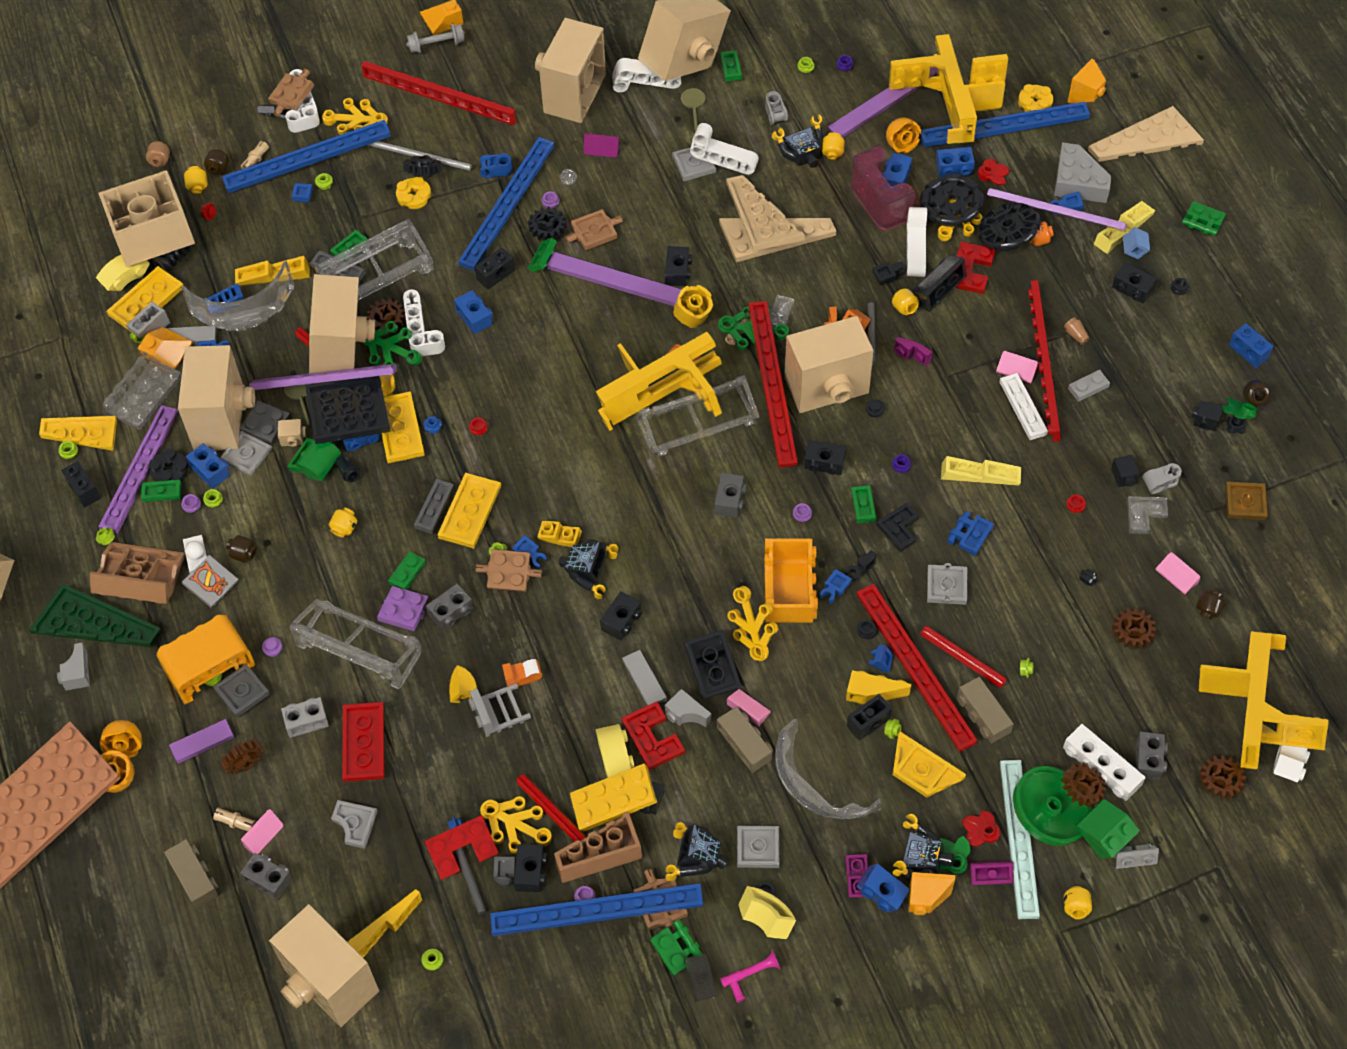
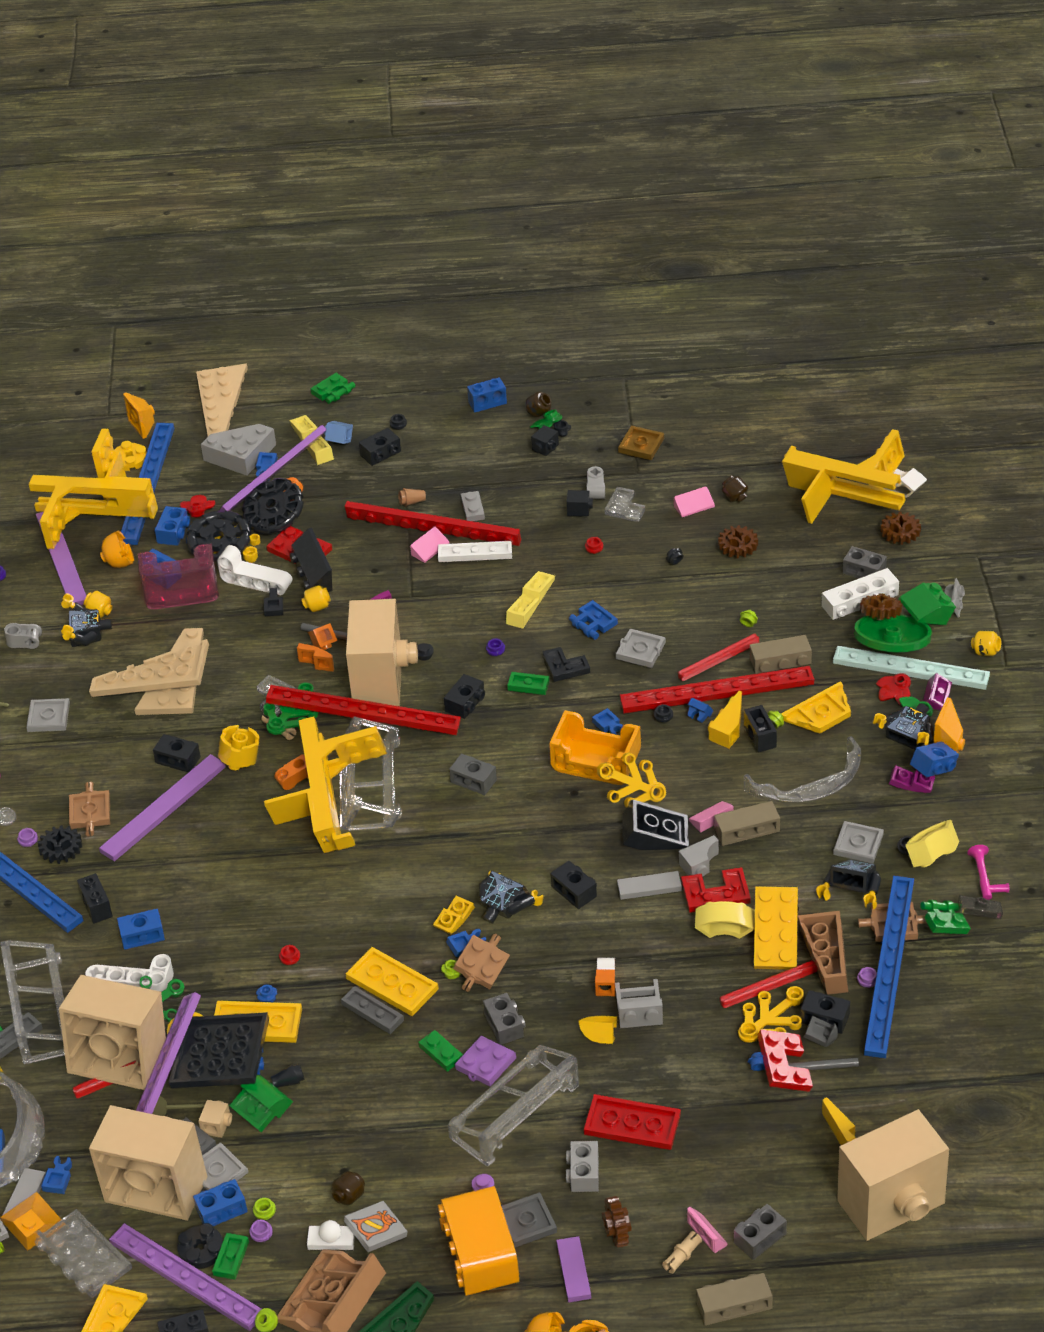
camera: 70 degrees left, 15 degrees down
(342, 522) = (357, 1090): yellow head -> none
(356, 822) = (721, 1147): light grey tile -> none
(435, 964) = (895, 1114): lime plate -> none
(542, 254) = (99, 856): green plate -> none
(721, 153) = (46, 691): white beam -> none
(802, 512) = (516, 728): medium lavender plate -> none
(865, 563) = (595, 697): black plate -> none

